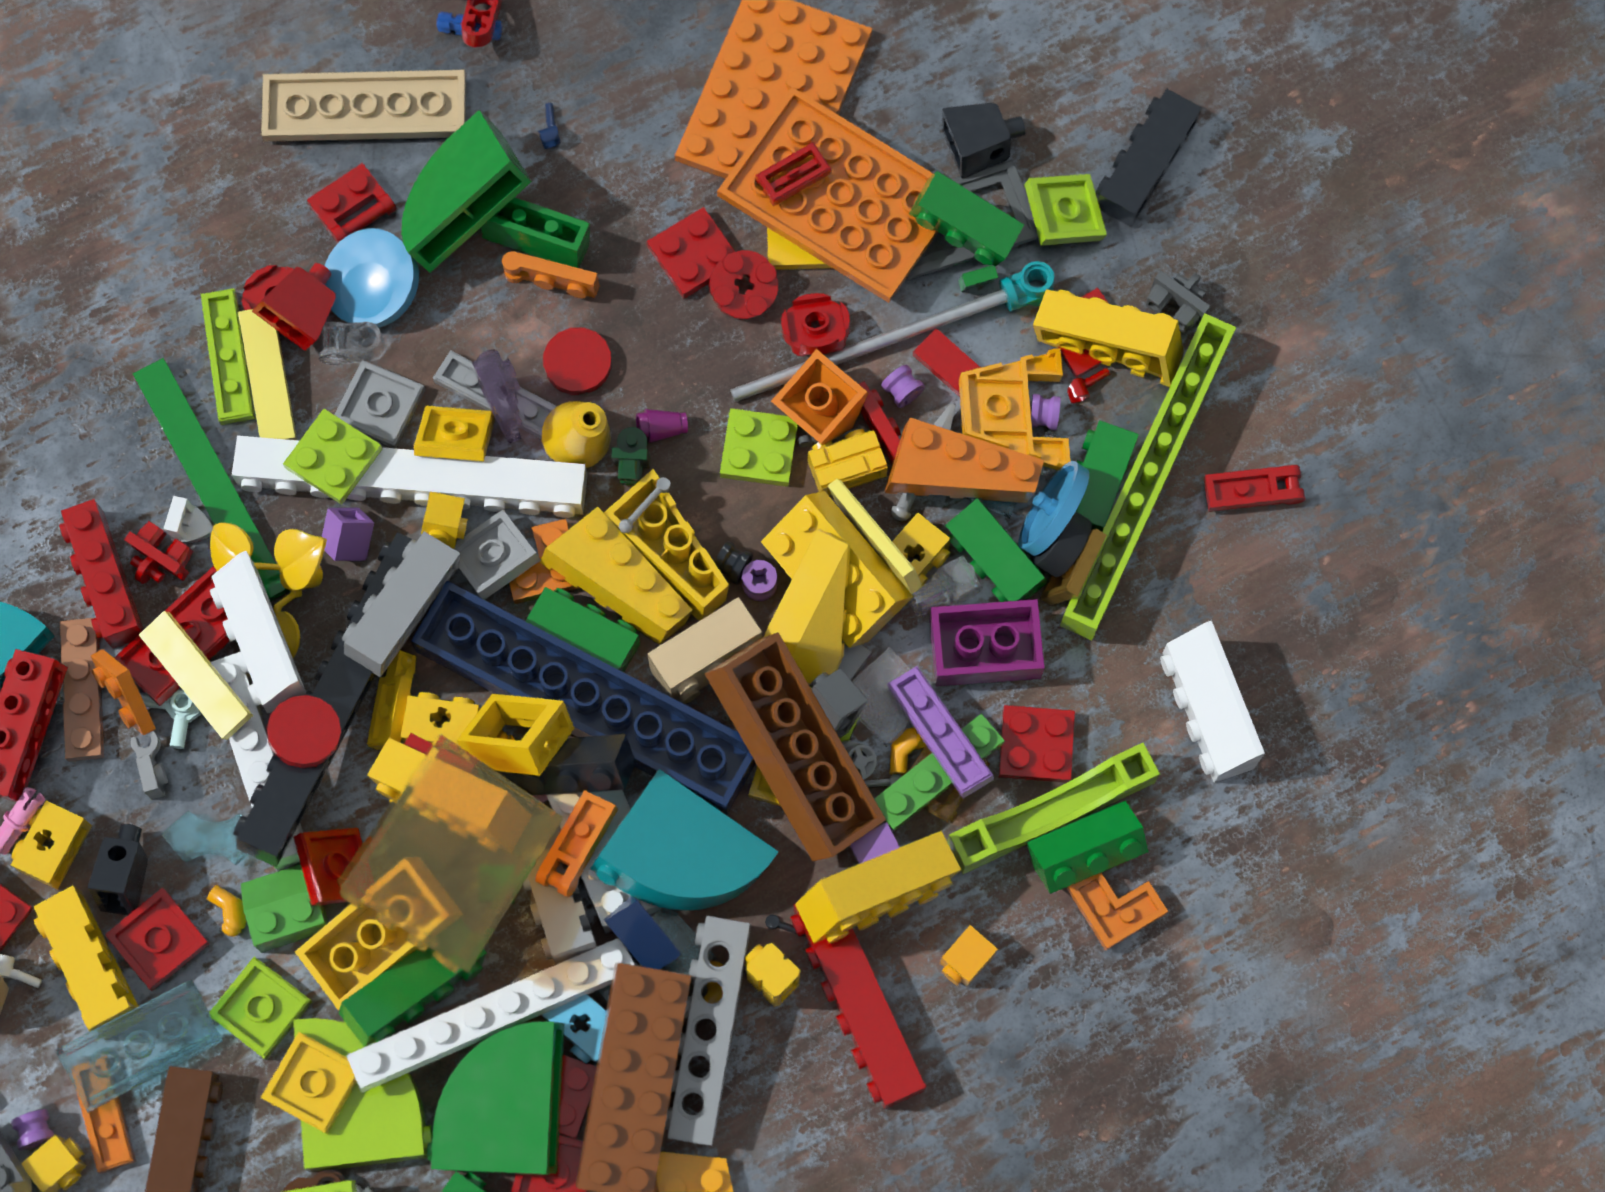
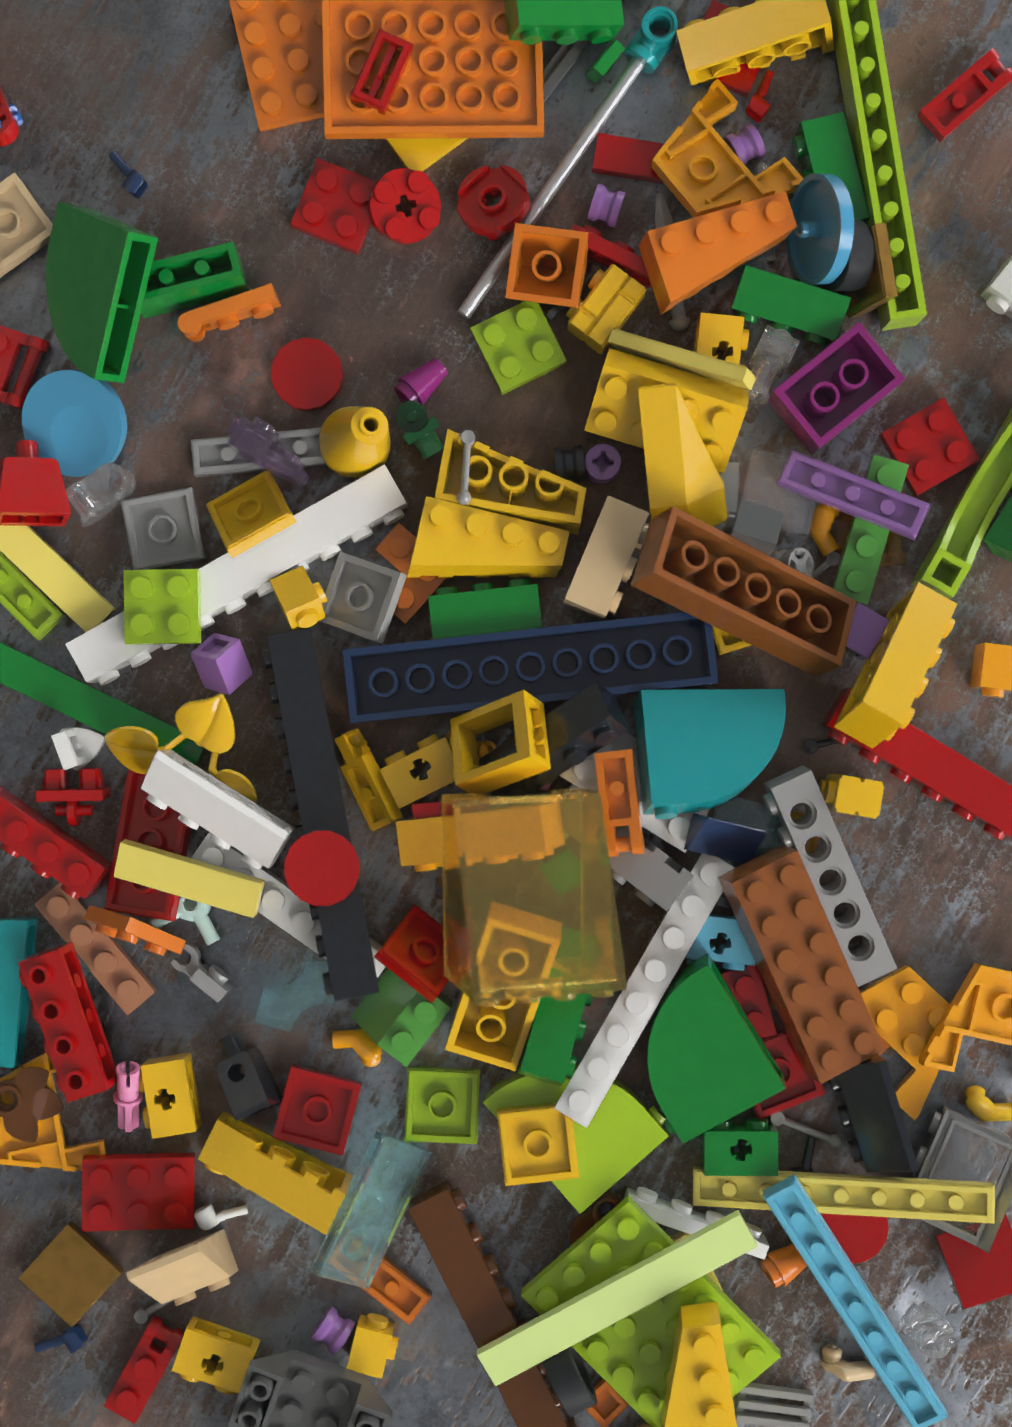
camera: 30 degrees left, 15 degrees up
(401, 603) = (320, 697): light grey brick -> none

